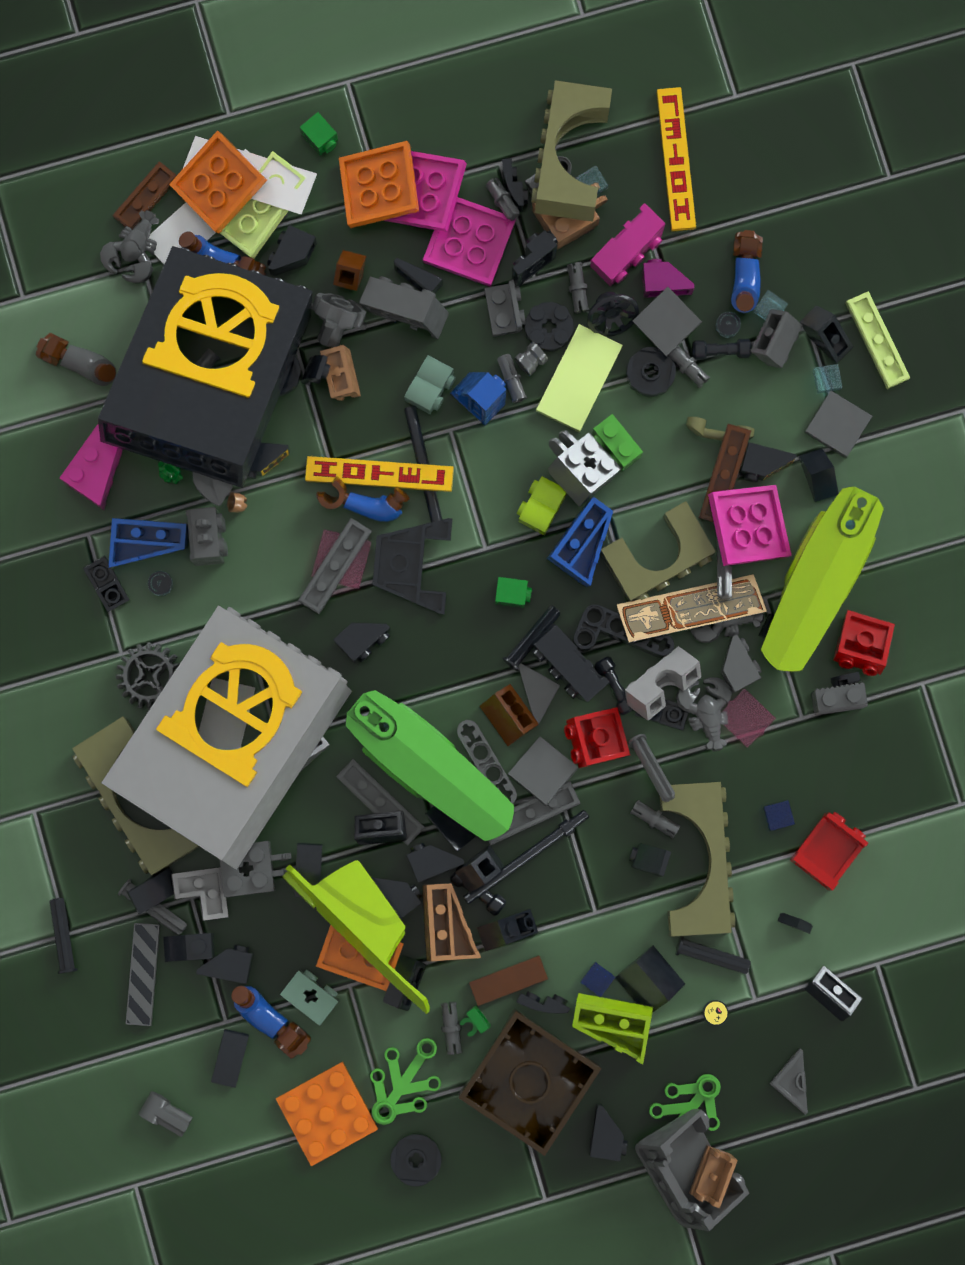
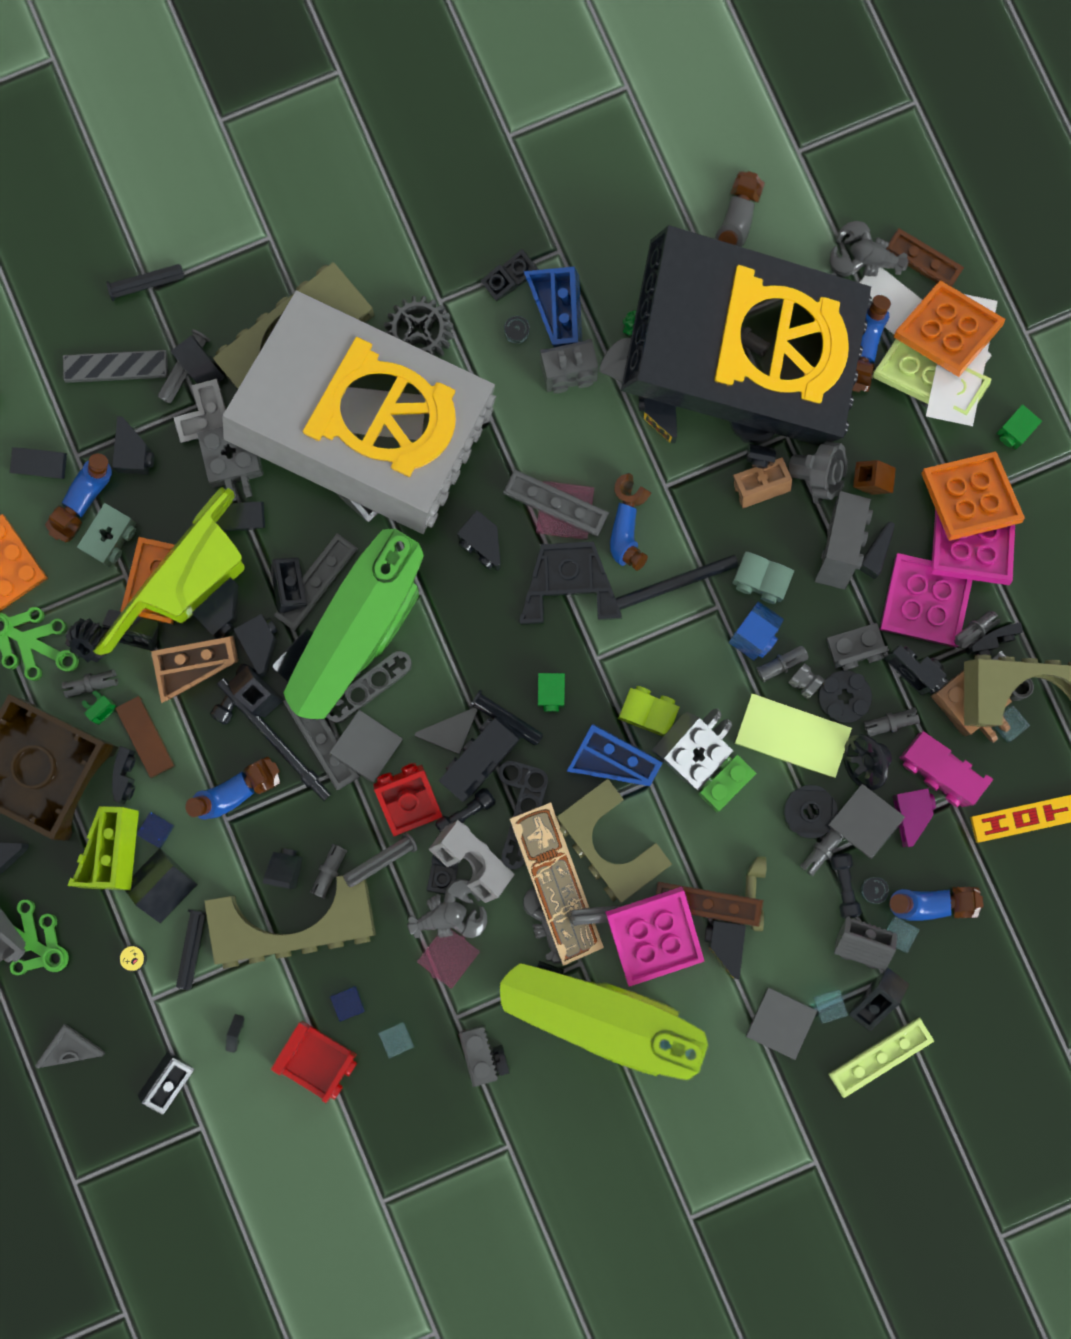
camera: 90 degrees right, 0 degrees up
(93, 469) = (621, 243): dark pink wedge -> none
(189, 947) = (146, 409): black slope -> none
(236, 502) = (609, 394): medium nougat hinge -> none
(293, 251) = (886, 416): black slope -> none
(380, 473) = (660, 538): yellow tile -> none
(410, 1024) = (84, 638): none -> black gear
(507, 930) = (195, 729): black slope -> none
(509, 715) = (421, 704): reddish brown brick -> none
(570, 899) = (225, 797): none -> piece
(738, 667) = (499, 941): dark grey slope -> none
(816, 774) = (396, 1040): none -> clear light blue tile
(819, 474) = (722, 1008): black slope -> none
(864, 643) = (542, 1076): red plate -> none

